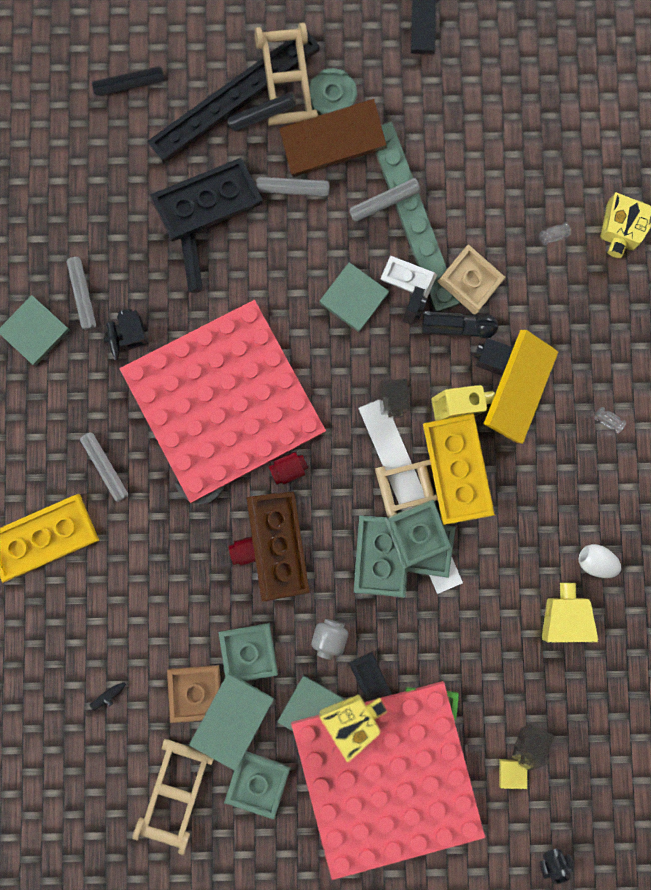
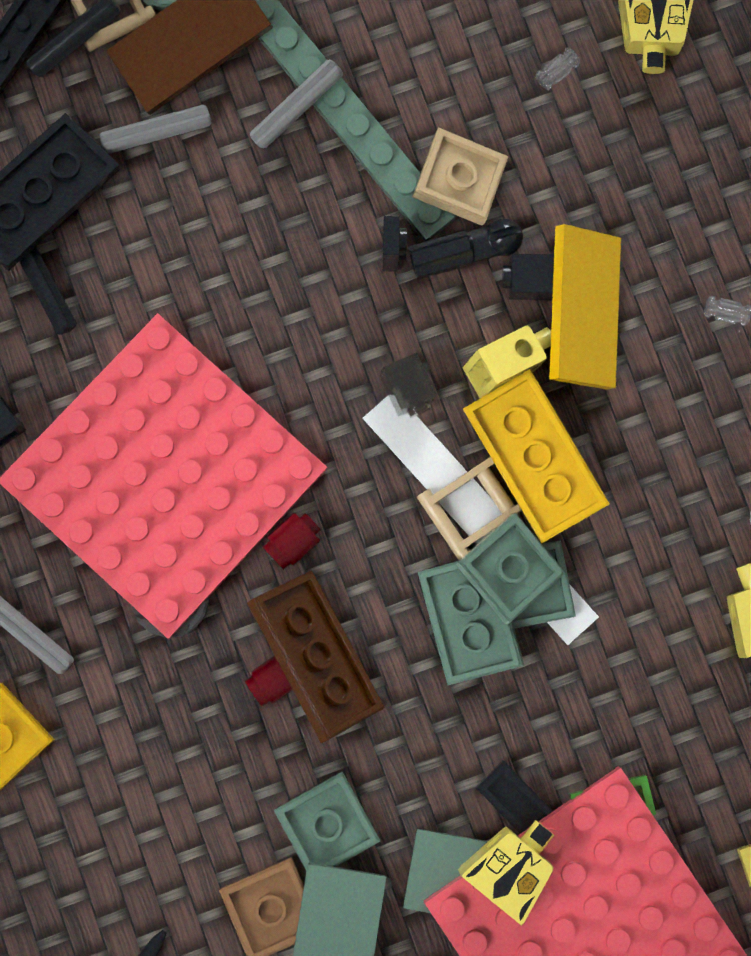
camera: 20 degrees left, 0 degrees up
(329, 639) = (436, 763): light grey head -> none
(354, 297) = (300, 260): sand green tile -> none
(408, 276) = (368, 203): white plate -> none

